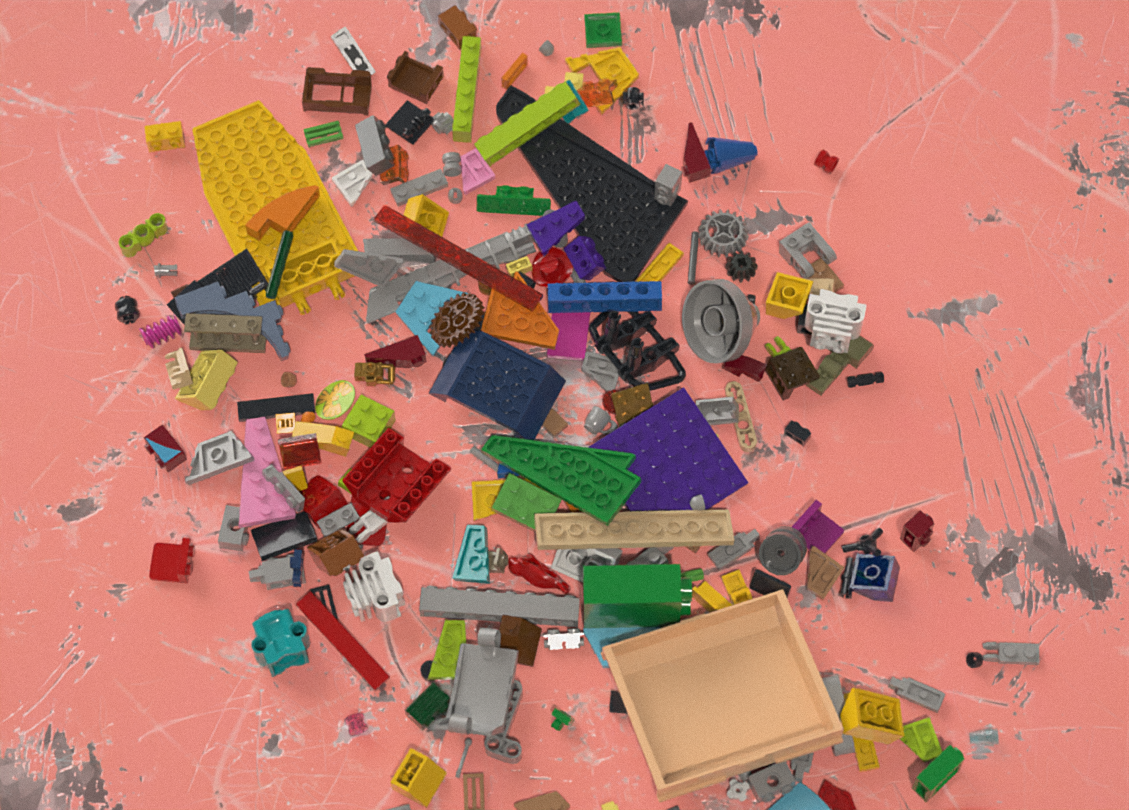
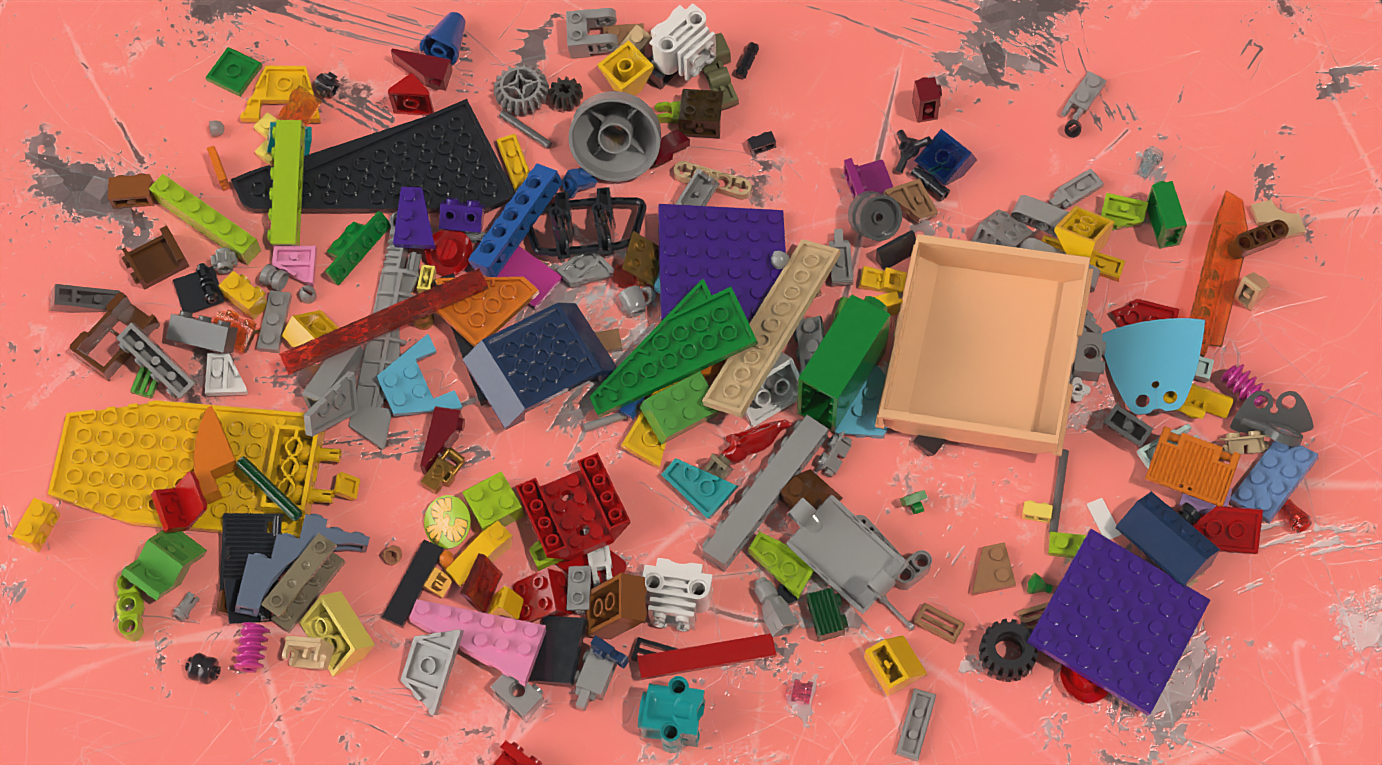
camera: 55 degrees left, 0 degrees up
(165, 449) = (383, 715): dark red brick -> none
(186, 234) = (163, 563): none -> bright green bracket
(231, 215) = (180, 505): none -> red bracket
(284, 487) = (514, 616): light grey hinge -> none
(320, 316) = (347, 486): none -> yellow plate
(331, 129) = (161, 364): none -> light grey brick
(409, 667) = (774, 609): none -> light grey piece
(423, 153) = (243, 295): none -> yellow brick
(456, 320) = (456, 347): reddish brown gear -> none
(657, 156) = (410, 97): none -> red slope
(668, 185) = (445, 100): light grey brick -> none
(672, 320) = (577, 180): none -> blue bracket
(838, 656) = (1001, 230): none -> light grey bracket
(875, 673) = (1038, 214): none -> light grey beam

